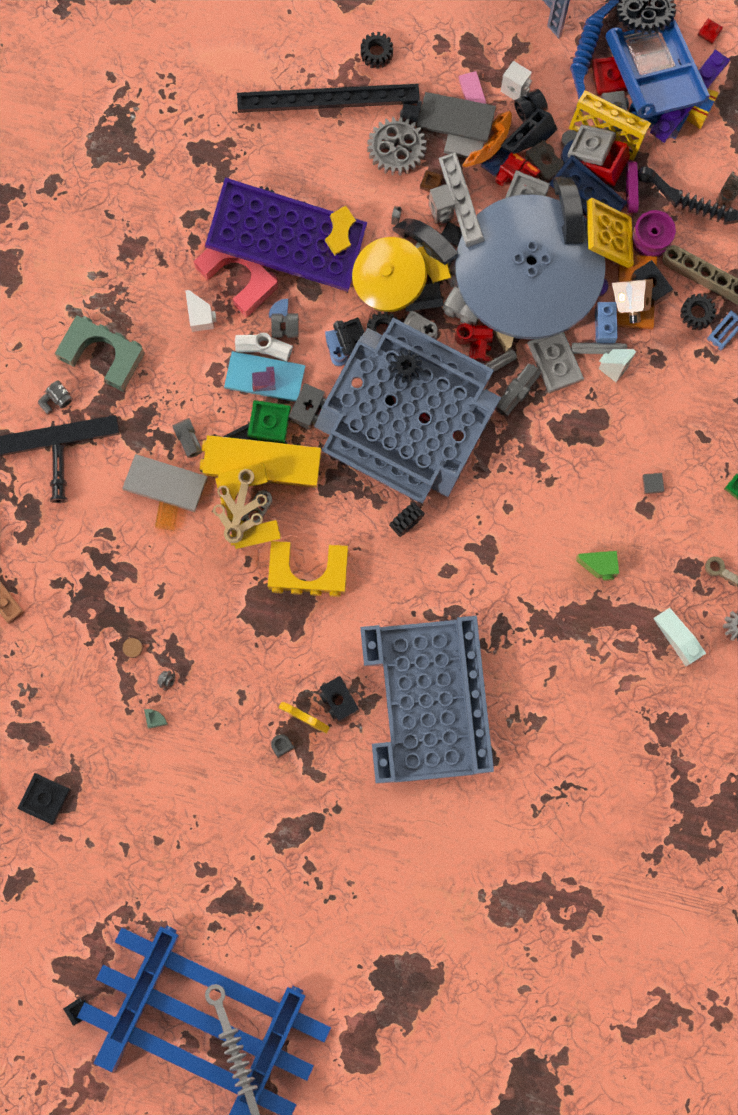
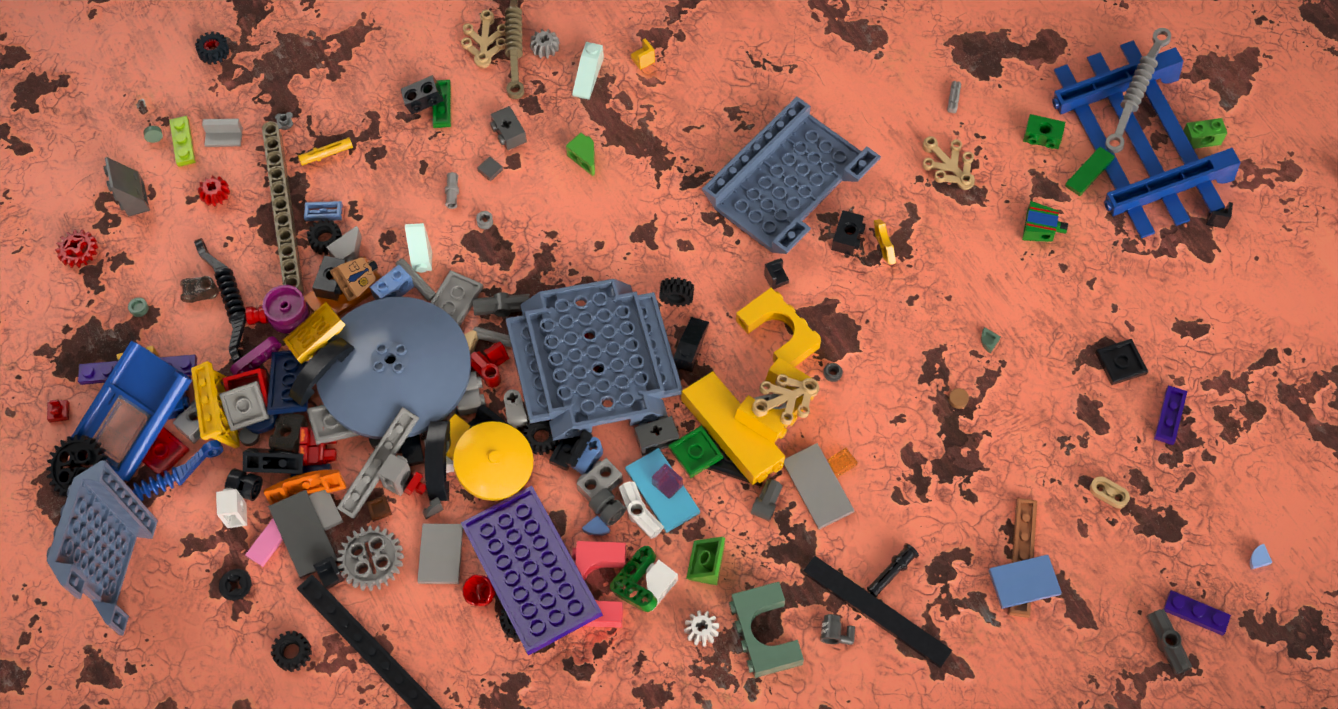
camera: 130 degrees left, 15 degrees down
(145, 306) = (707, 633): none -> white gear
(154, 1081) = (1205, 133): none -> bright green brick
(166, 680) = (956, 353): dark grey plate -> none
(184, 358) = (706, 560): none -> bright green slope
(204, 859) = (1042, 223): none -> green torso
(212, 949) = (1089, 171): none -> green tile
(217, 293) = (645, 557): none -> green beam
(238, 571) = (833, 367): none -> dark grey plate
(271, 958) = (1039, 125): none -> green brick
(281, 744) = (916, 245): dark grey tile -> none
(306, 192) = (478, 590): none -> red hair
(306, 337) = (594, 477): none -> light grey brick
(324, 843) = (949, 164): none -> tan plant
(338, 239) = (479, 536): yellow tile -> none
(354, 610) = (775, 274): none -> black panel
(358, 194) = (440, 554): none -> light grey tile
(358, 496) = (690, 344): none -> black slope
(383, 914) = (954, 97): none -> light grey axle
(401, 361) = (563, 370): black gear -> none
(425, 215) = (415, 485): none -> red tile
(463, 44) = (234, 576): none -> black gear
(605, 435) = (484, 225): none -> light grey bush
(655, 695) = (644, 56): none -> yellow panel
(657, 437) = (451, 190): none -> light grey pin
(668, 528) = (508, 128): none -> dark grey brick
(671, 317) = (347, 246): none -> light grey slope
(672, 209) = (255, 315): none -> red wheel

